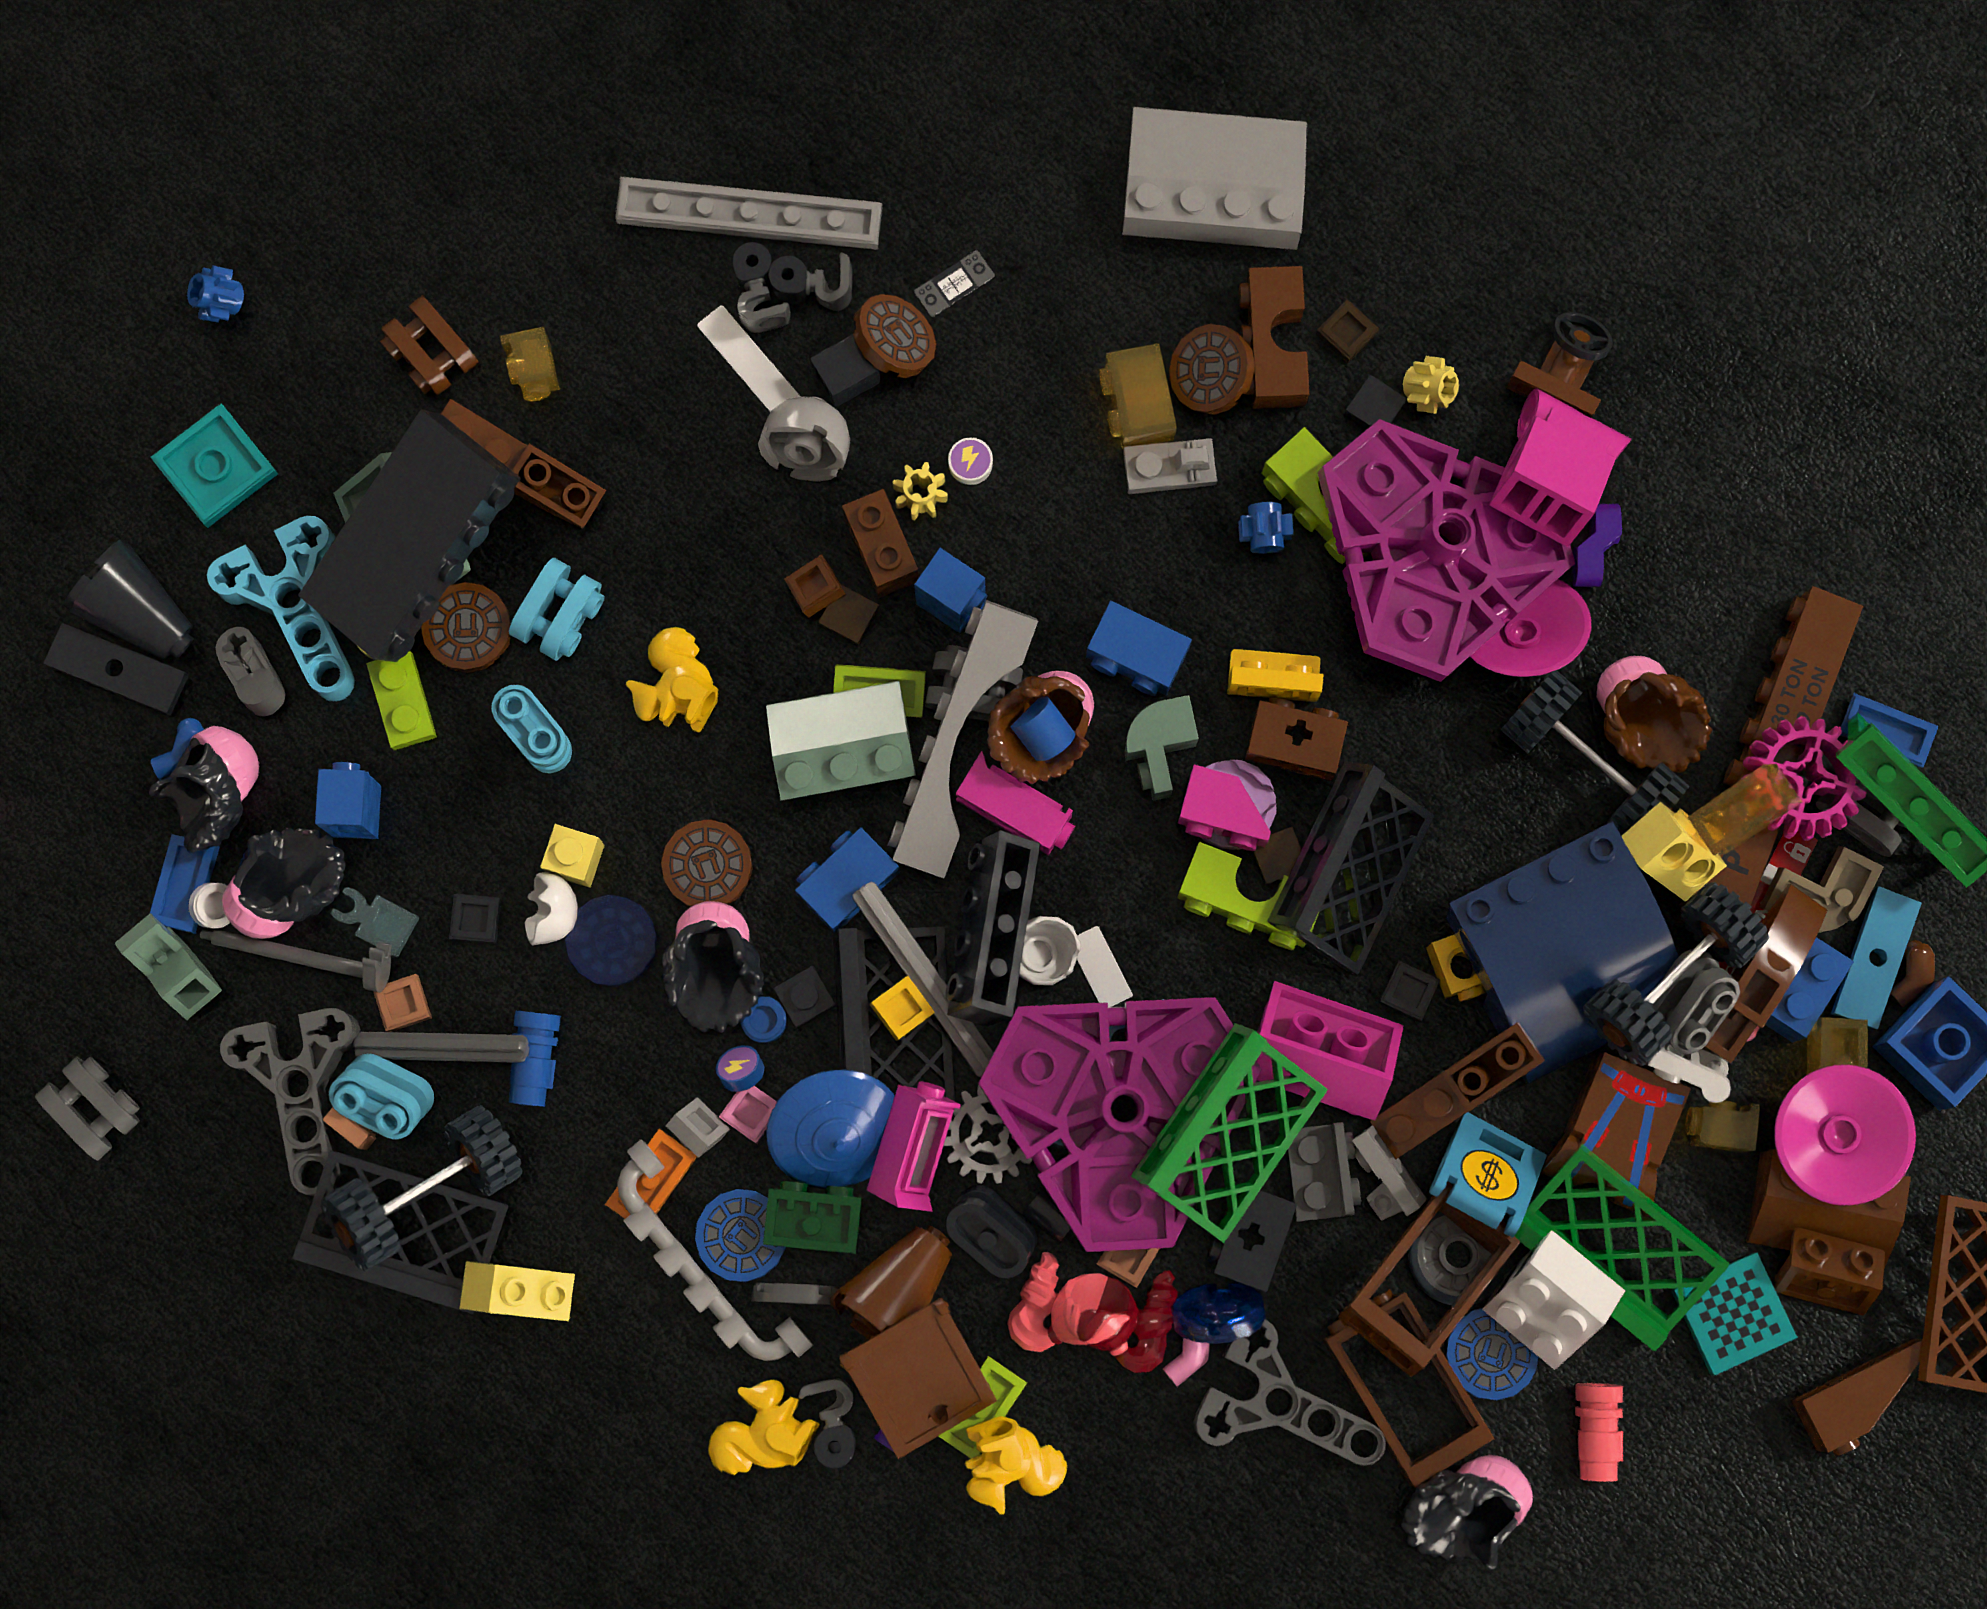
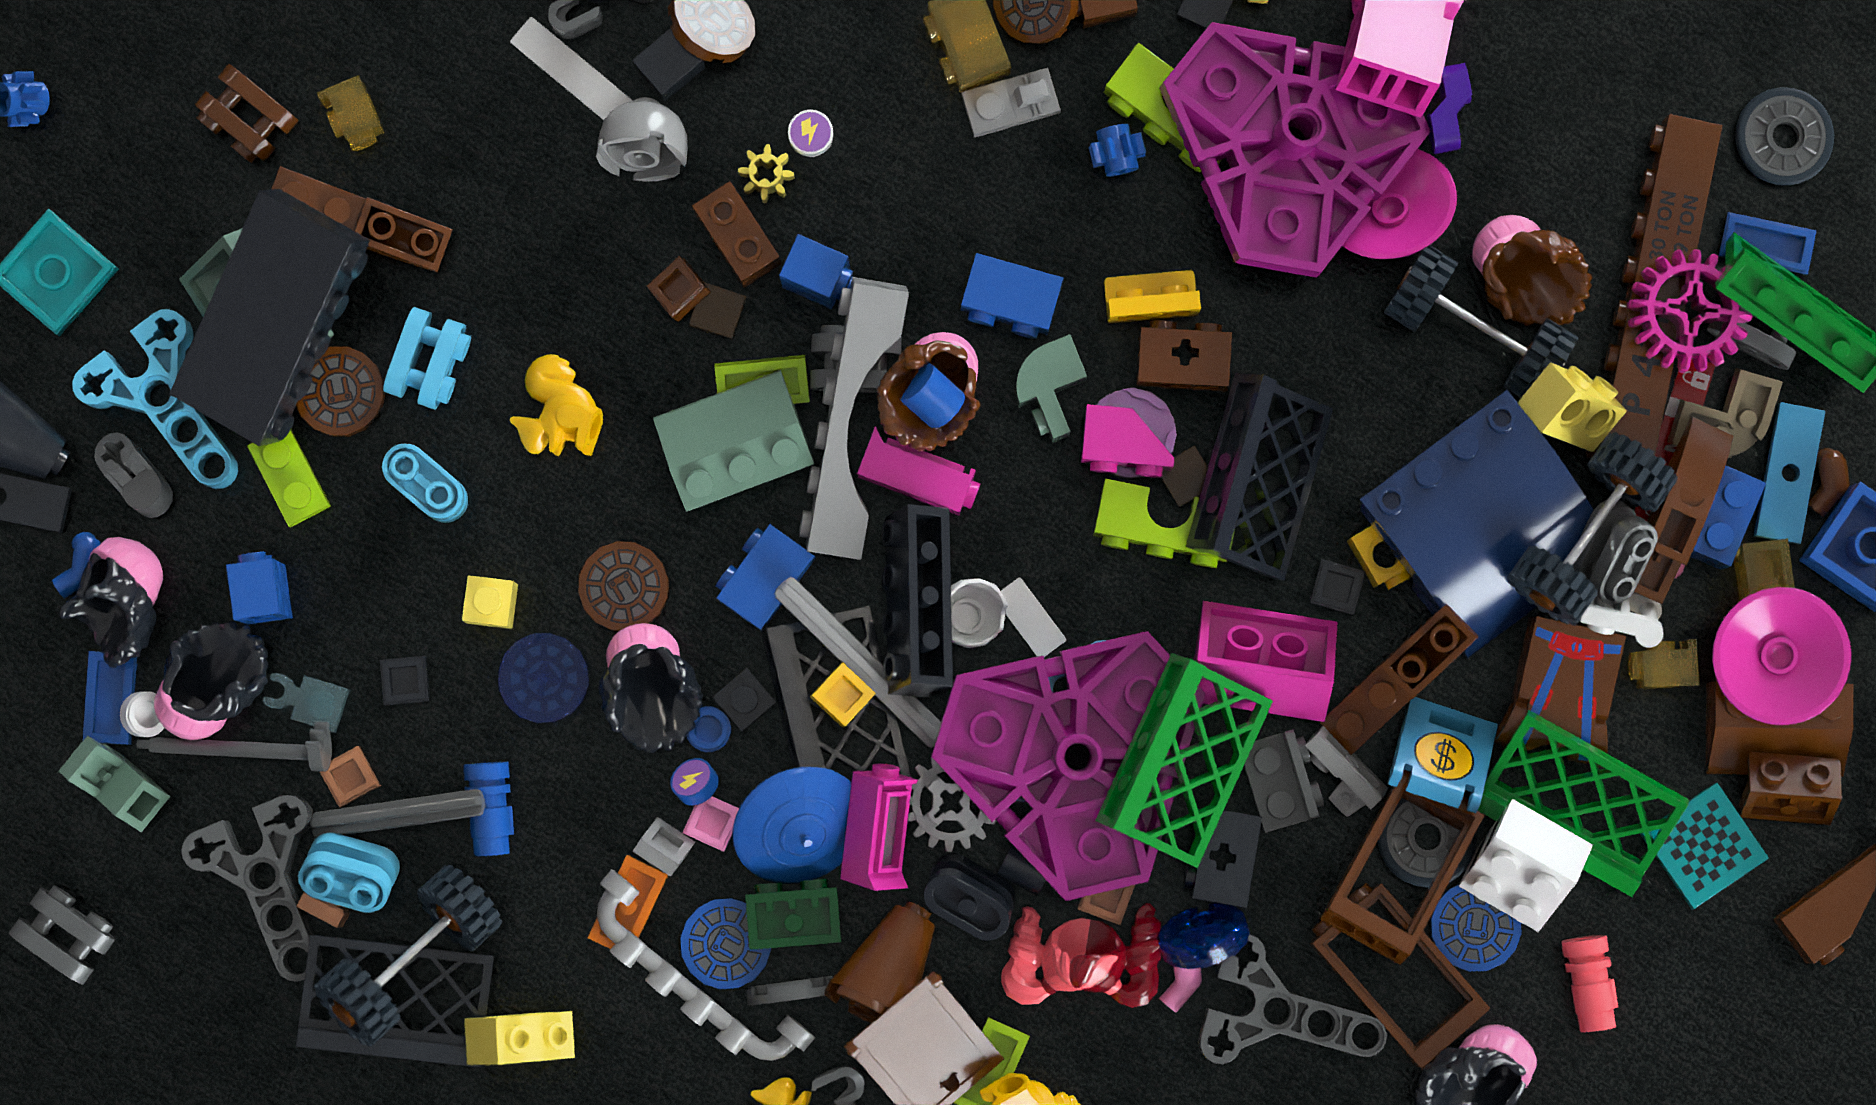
camera: 10 degrees left, 5 degrees up
(555, 909) = (483, 659): white hair -> none
(1744, 809) = (1633, 356): clear yellow brick -> none
(1940, 611) = (1756, 141): none -> dark grey wheel

